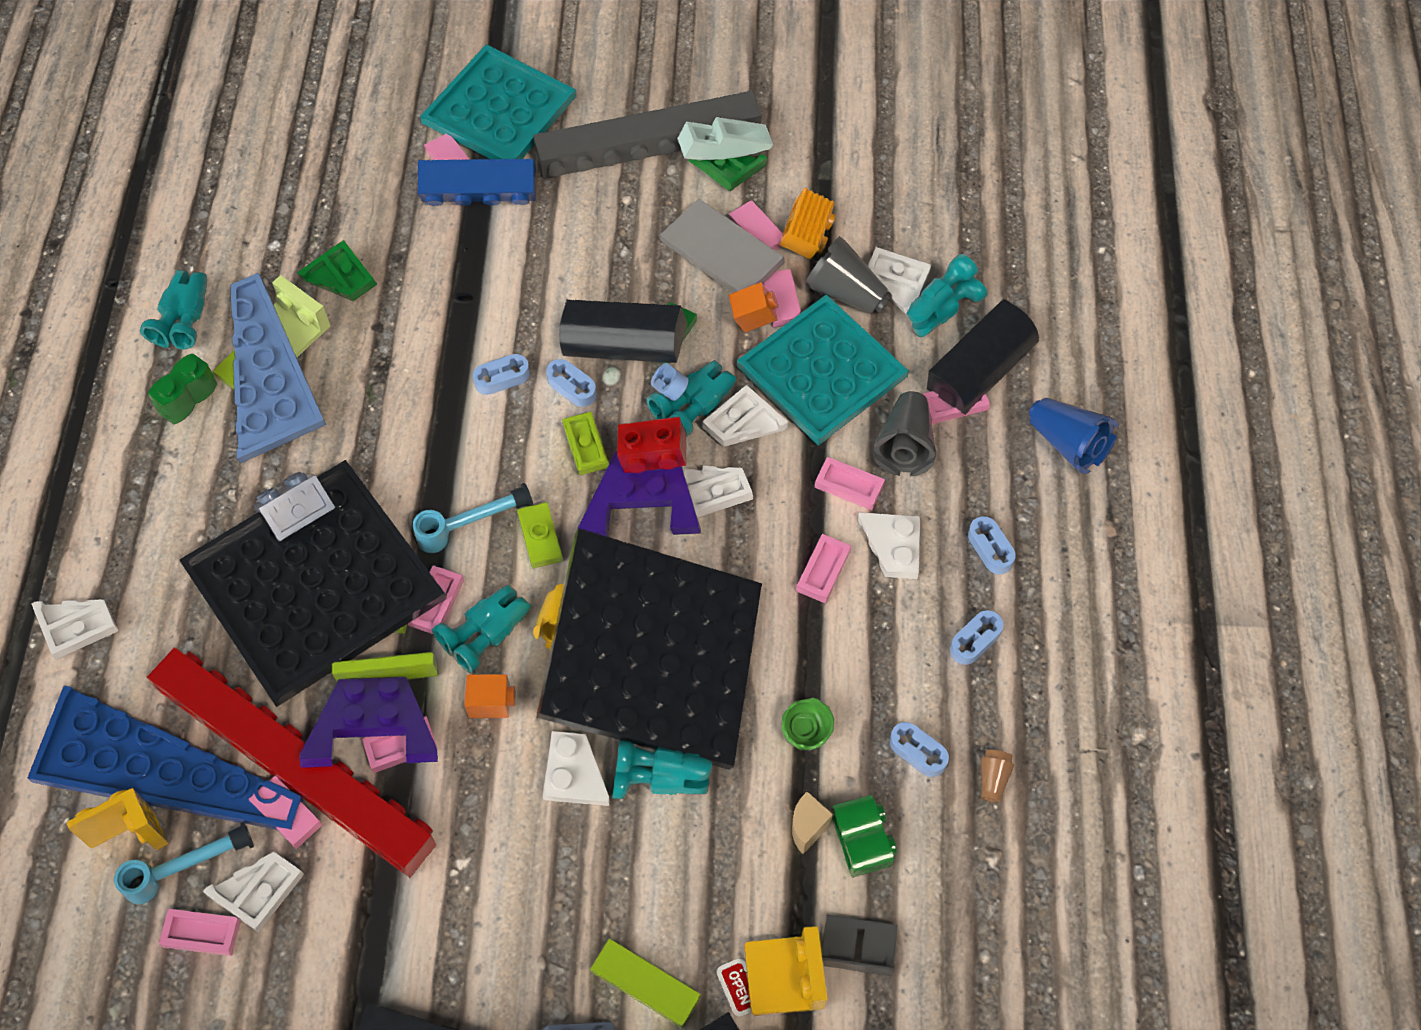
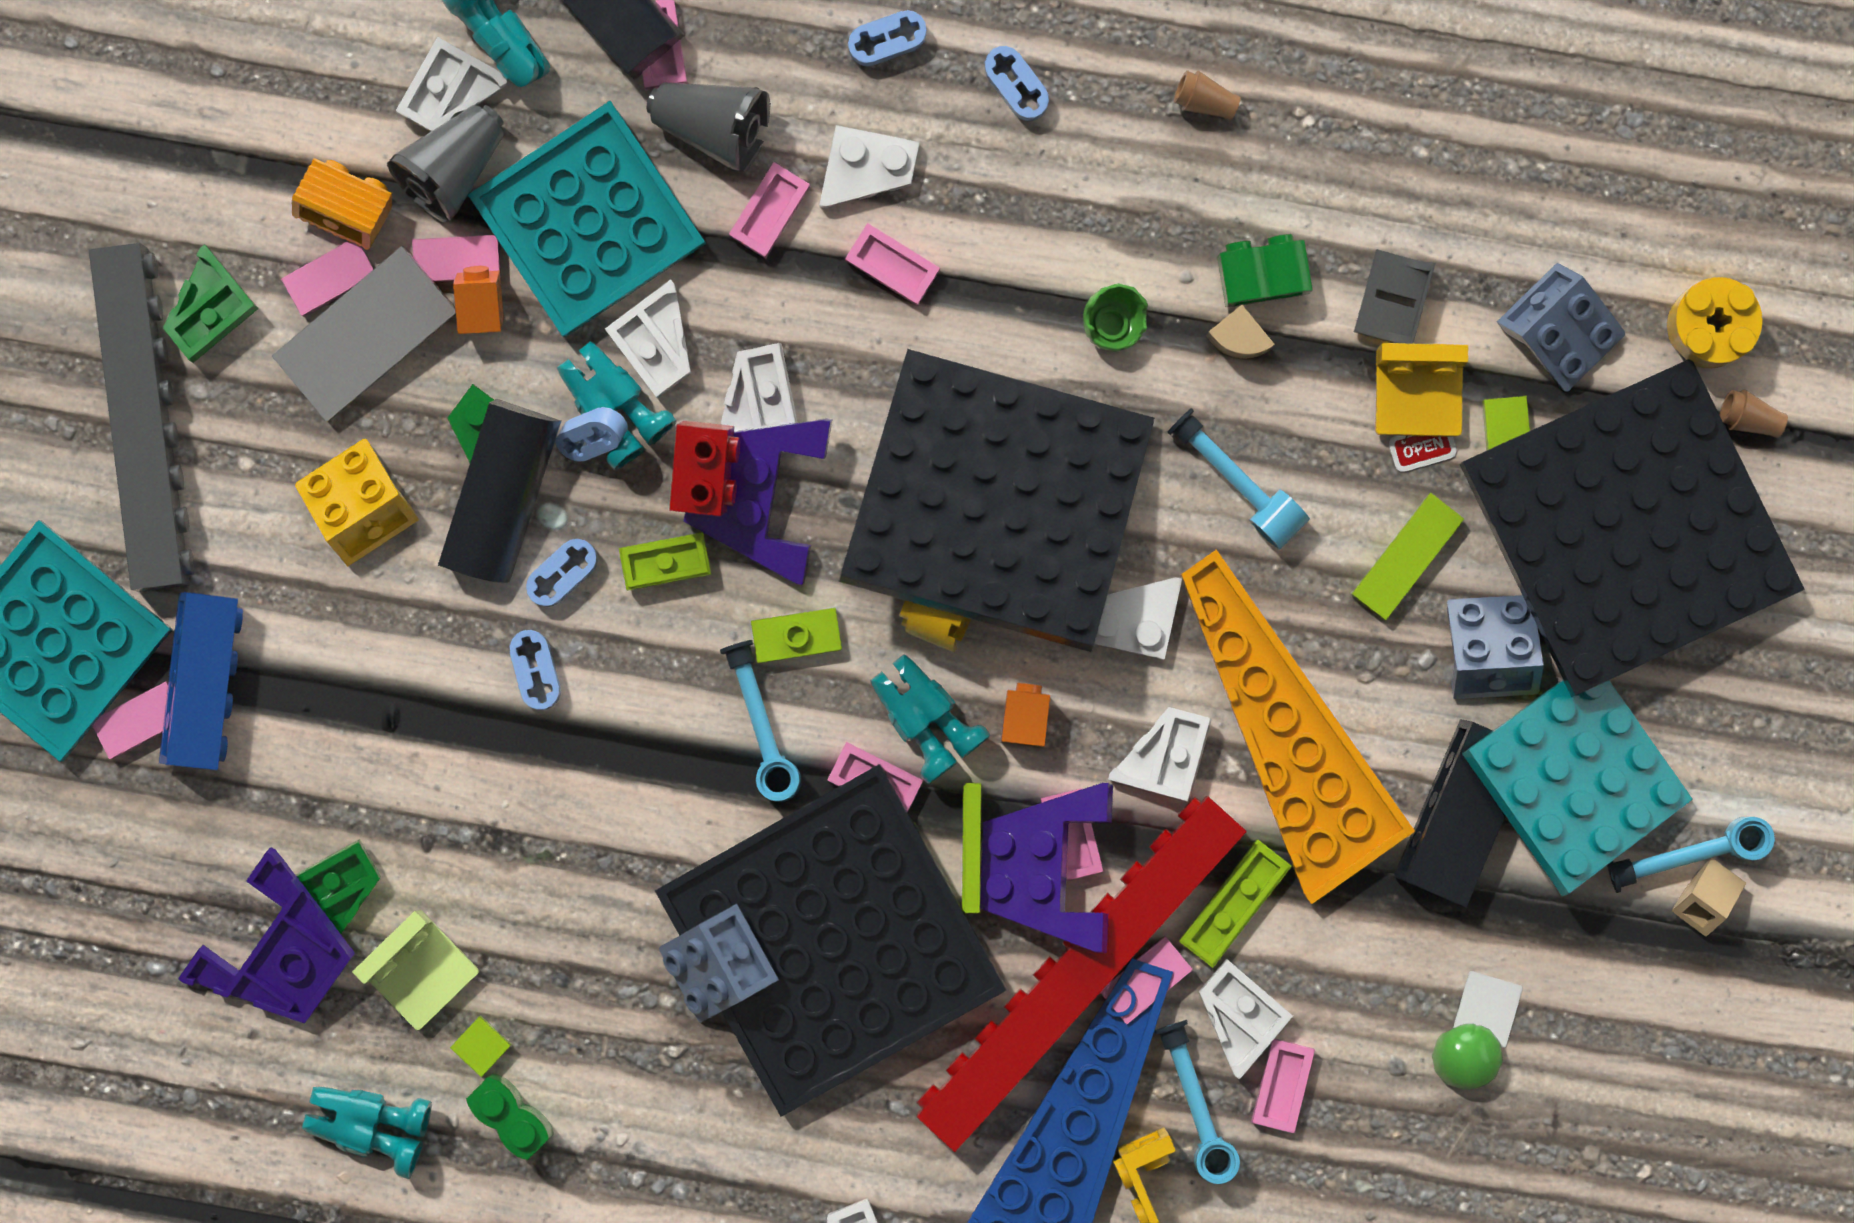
camera: 80 degrees left, 25 degrees up
(268, 379) = (520, 993): medium blue wing -> none
(299, 251) = (293, 959): none -> dark purple wing
(349, 876) = (1235, 903): none -> lime tile
(453, 927) = (1312, 774): none -> light orange wing
(465, 807) = (1167, 755): none -> white wing
(601, 254) = (355, 502): none -> yellow bracket
(665, 868) = (1276, 517): none -> medium azure piece
(670, 771) = (1153, 508): teal piece -> none
(723, 139) = (177, 304): light aqua slope -> none
(923, 743) = (1151, 177): light blue beam -> none

